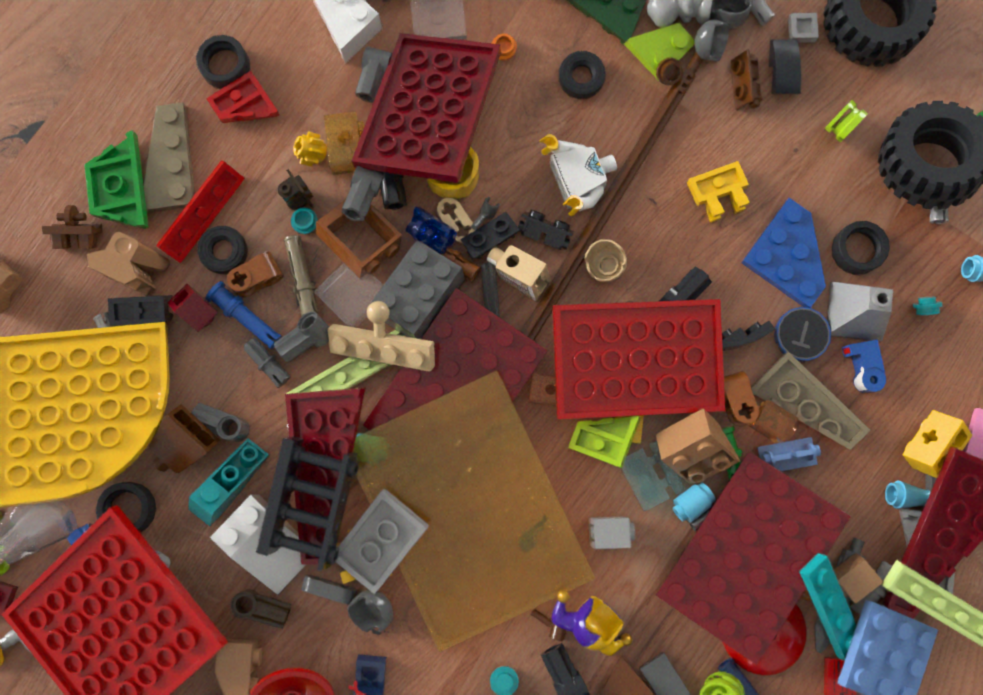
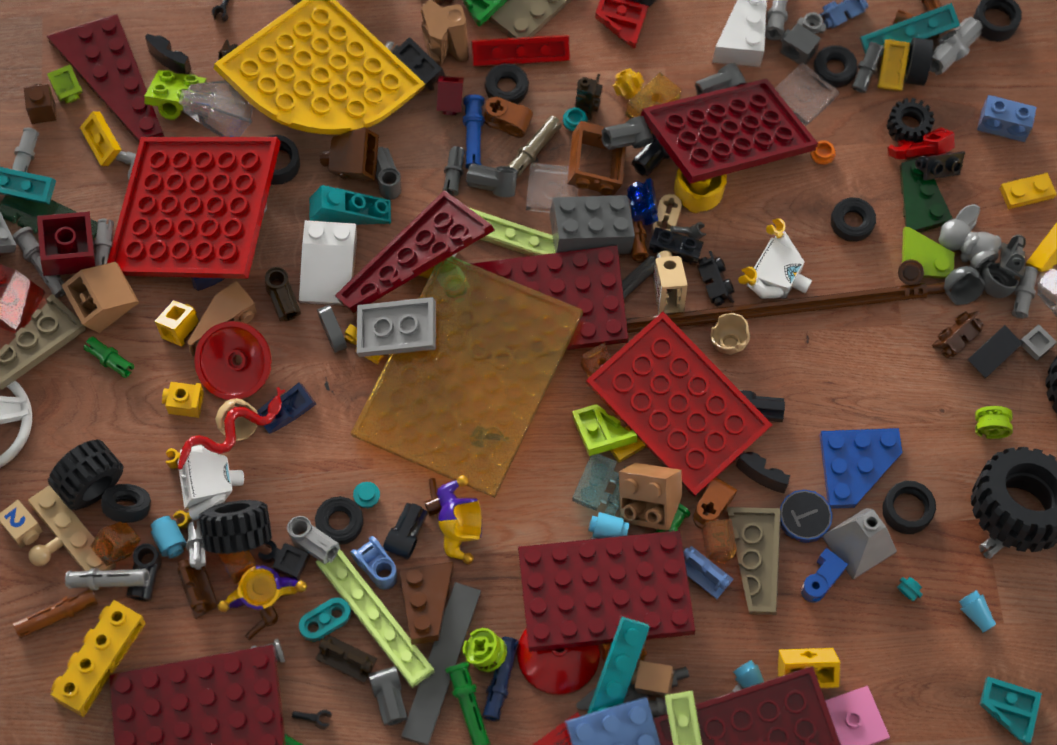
camera: 45 degrees right, 15 degrees down
(279, 508) = (374, 237): black fence -> none
(371, 611) = (341, 364): dark grey hair -> none
(379, 345) = (531, 226): tan plate -> none
(610, 532) = (535, 478): light grey brick -> none
(719, 183) = (861, 371): yellow plate -> none

